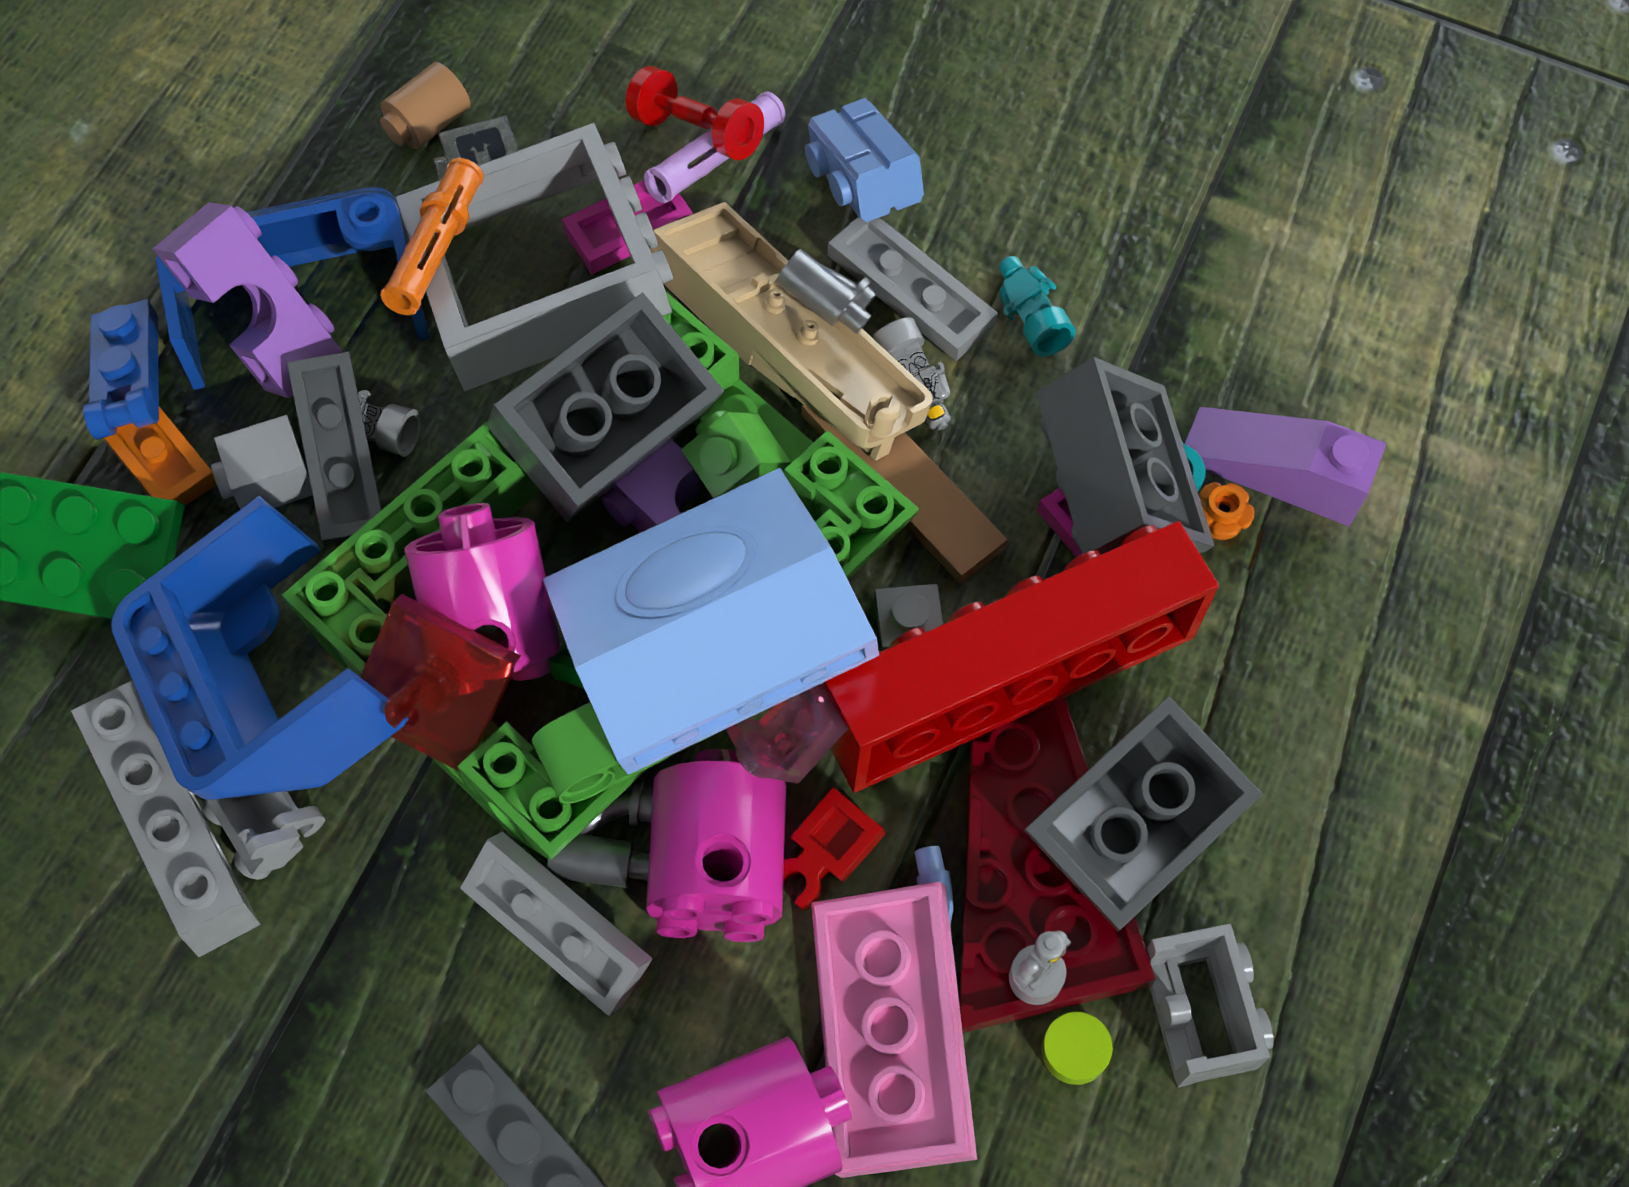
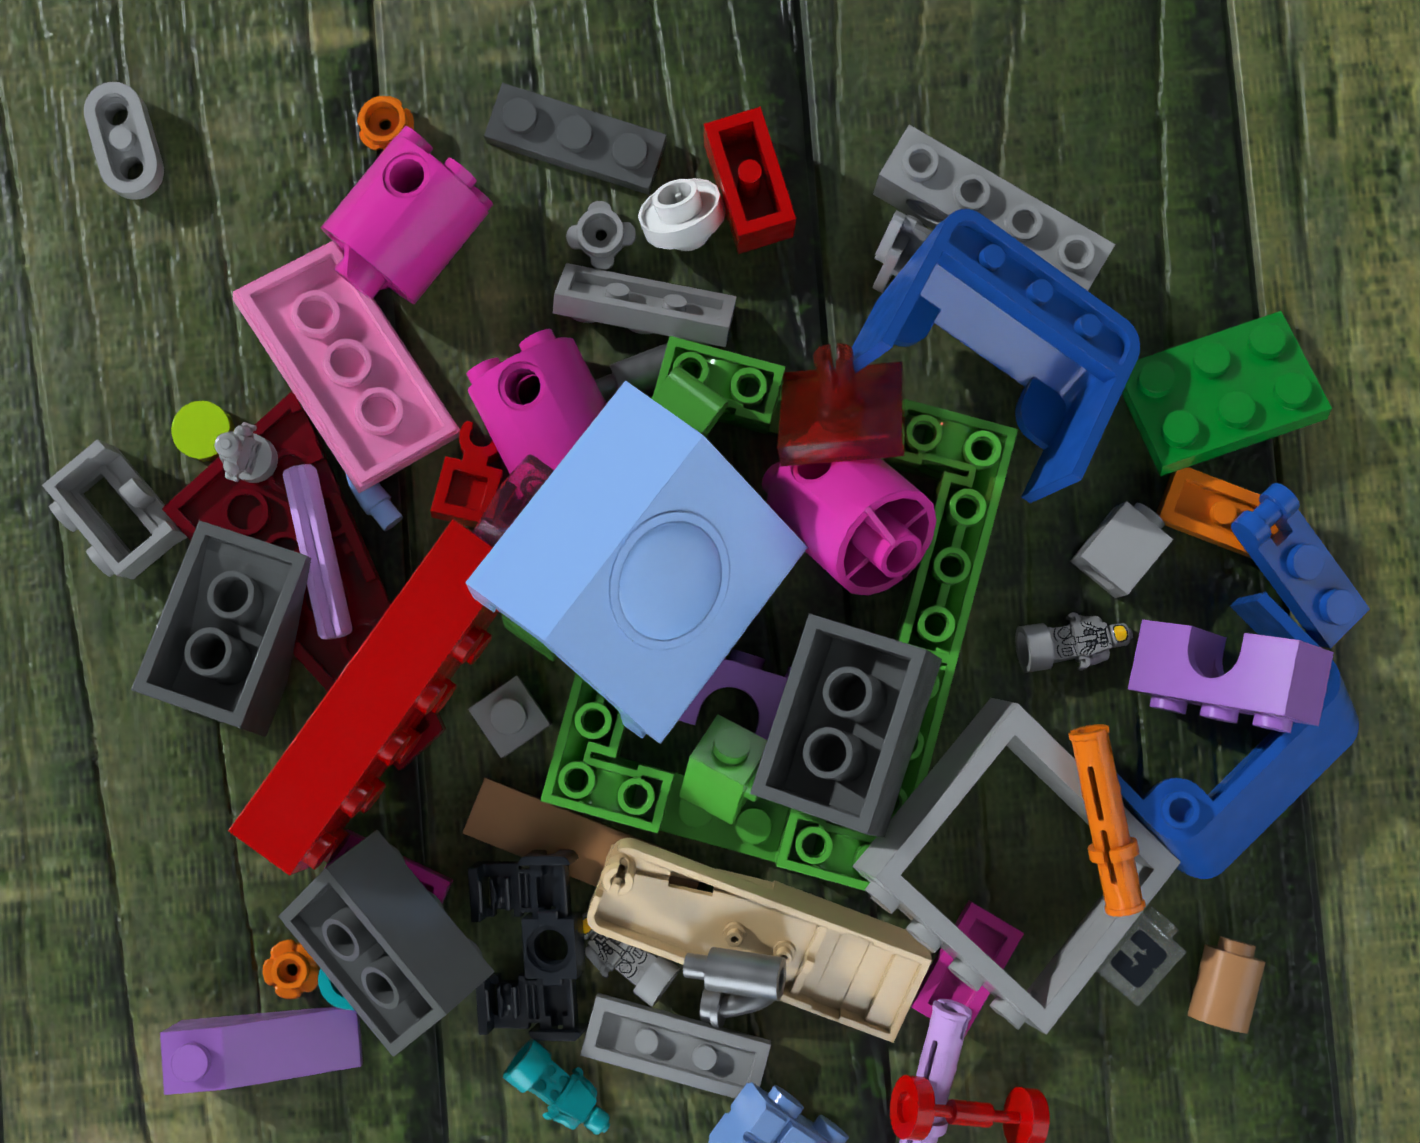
camera: 160 degrees right, 20 degrees up
(334, 445) = (1071, 595): dark grey plate -> none
(373, 980) = (749, 180): none -> red brick
(461, 991) = (682, 214): none -> white plate
(540, 1014) = (596, 219): none -> light grey plate
(993, 383) = (552, 993): none -> black piece
(1014, 847) = (316, 541): none -> lavender axle

